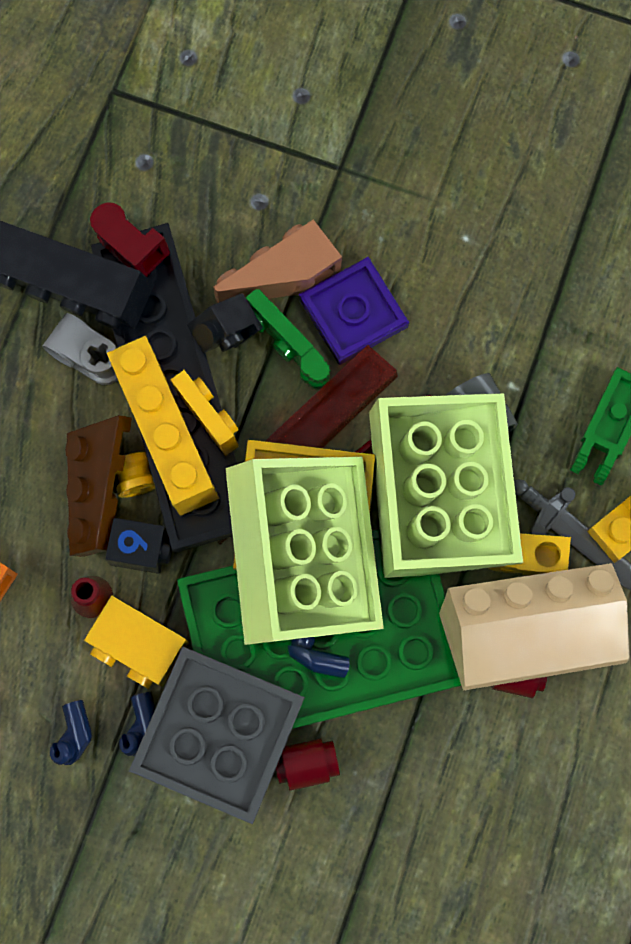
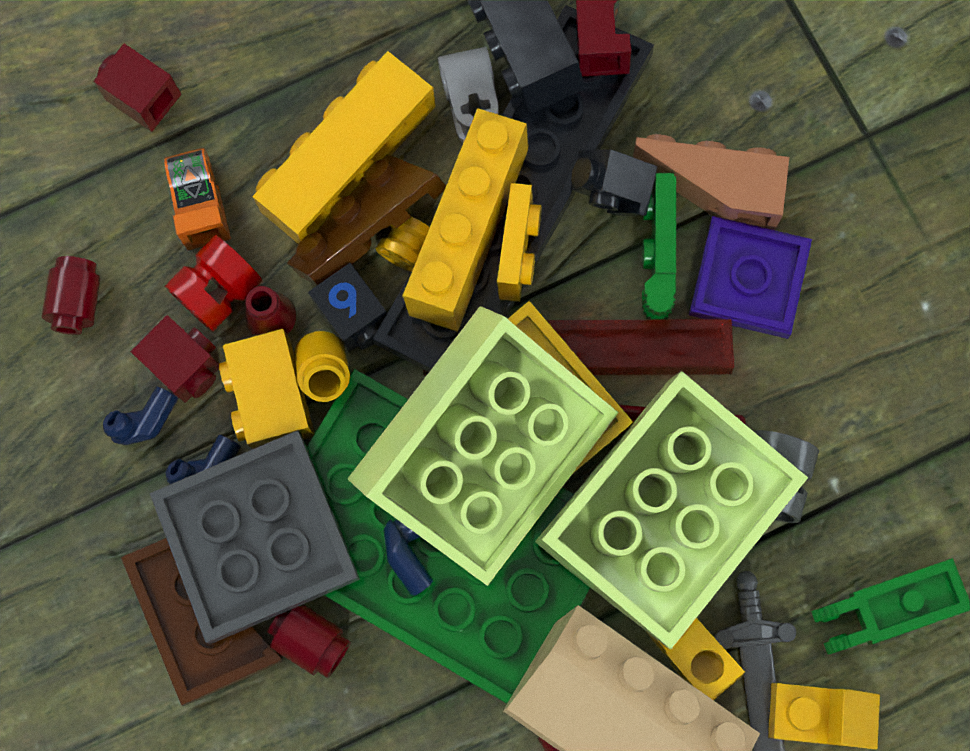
camera: 55 degrees right, 0 degrees up
(36, 594) = (226, 269): none -> red wheel
(37, 453) = (354, 135): none -> yellow brick
(61, 675) = (178, 358): none -> dark red brick
(156, 596) = (321, 366): none -> yellow brick
(223, 835) = (191, 663): none -> reddish brown wing

